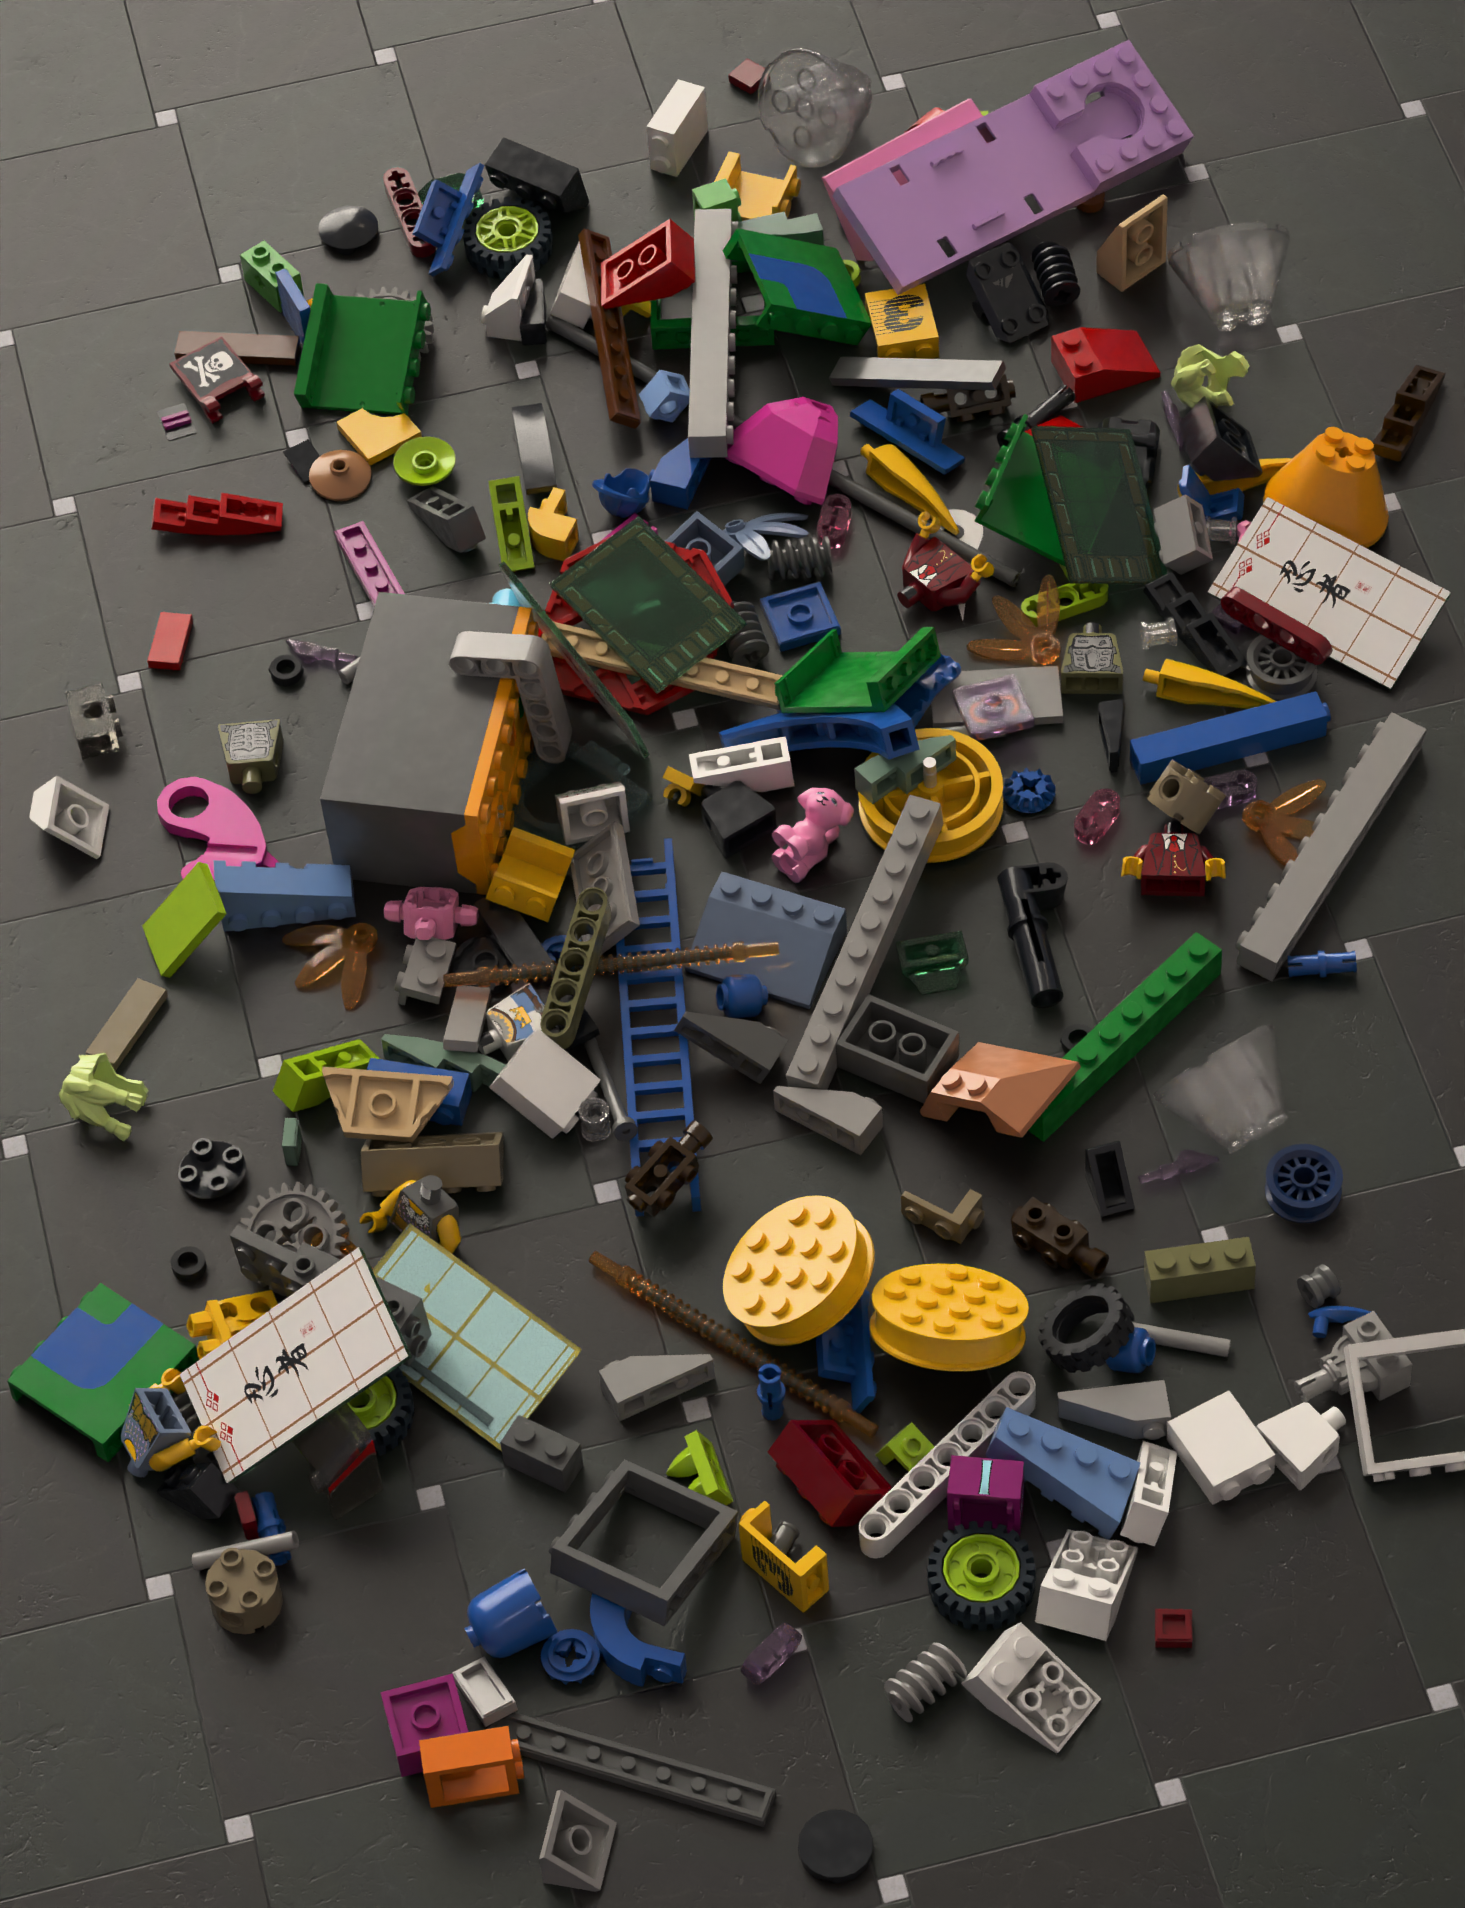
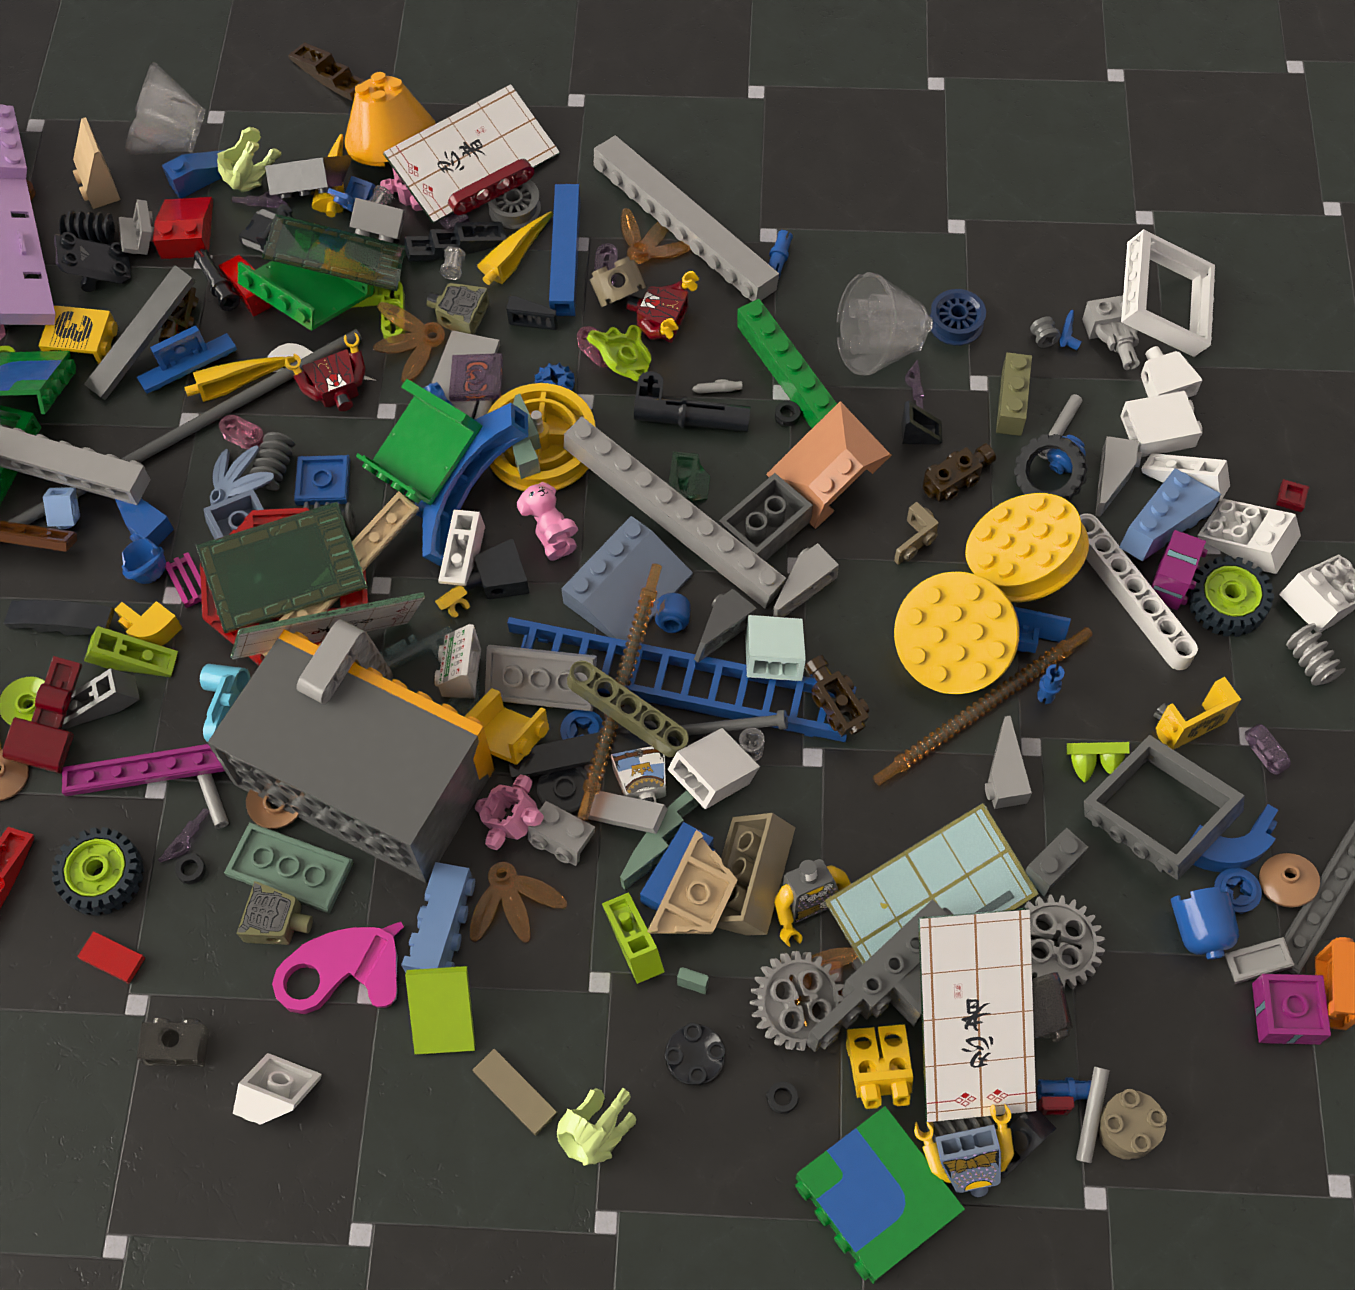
camera: 75 degrees left, 10 degrees up
(256, 593) = (83, 857): none -> wheel
(307, 749) = (289, 866): none -> sand green tile
(383, 486) = (42, 740): none -> dark red plate
(408, 1480) = (1058, 917): none -> light grey gear
(602, 1710) = (1285, 890): none -> medium nougat dish
(722, 1098) = (775, 648): none -> light aqua brick
(789, 446) = (164, 433): dark pink brick -> none
(828, 1470) = (1121, 667): dark red slope -> none
(906, 1447) = (1114, 613): lime bracket -> none
(1069, 316) = (137, 231): none -> light grey bracket
(1091, 841) = (622, 352): none -> lime tile
(1091, 960) = (720, 385): none -> light grey piece
(1174, 331) = (192, 172): none -> blue slope

